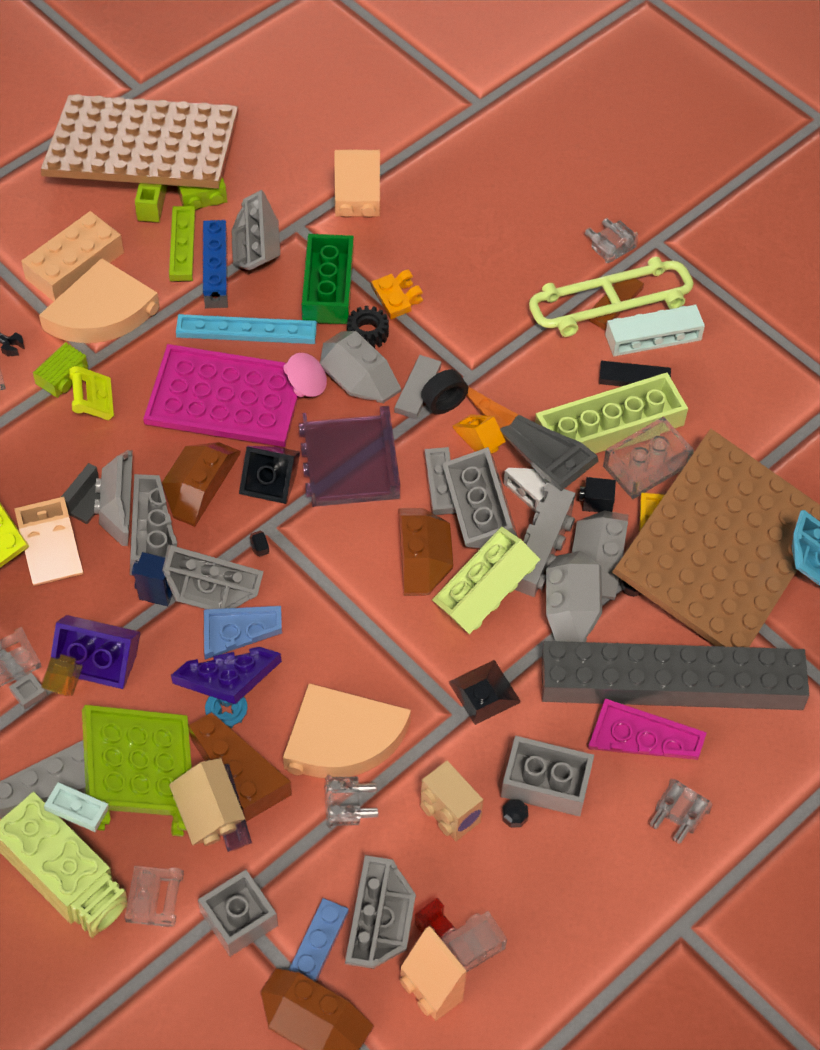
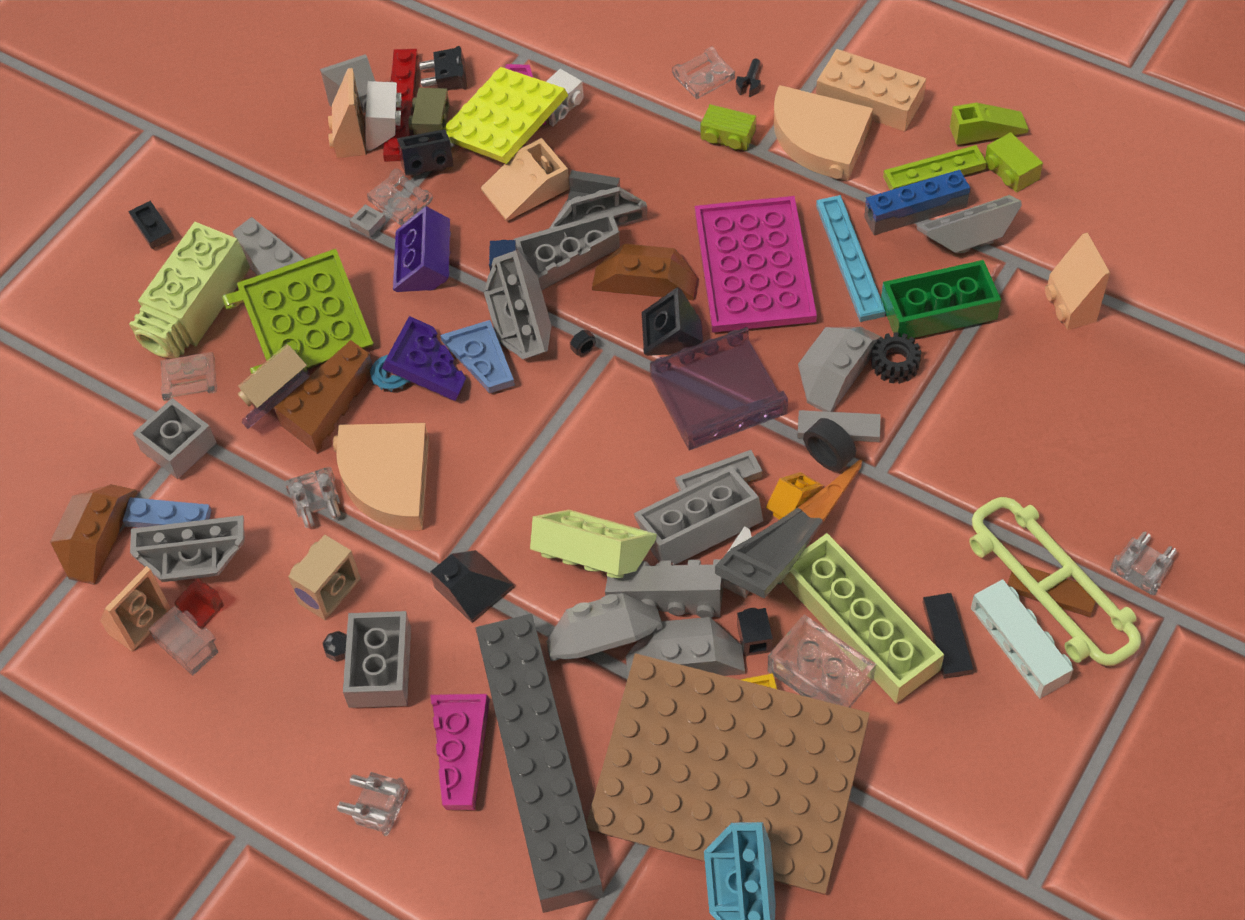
camera: 80 degrees right, 0 degrees up
(62, 675) = (383, 236): clear yellow brick -> none
(76, 807) = (226, 272): light aqua plate -> none
(98, 390) = (708, 164): neon yellow plate -> none
(141, 141) = (1049, 93): plate -> none
(305, 375) = (801, 317): bright pink dish -> none
(392, 297) = (952, 370): light orange plate -> none
(424, 550) = (625, 480): dark orange wedge -> none

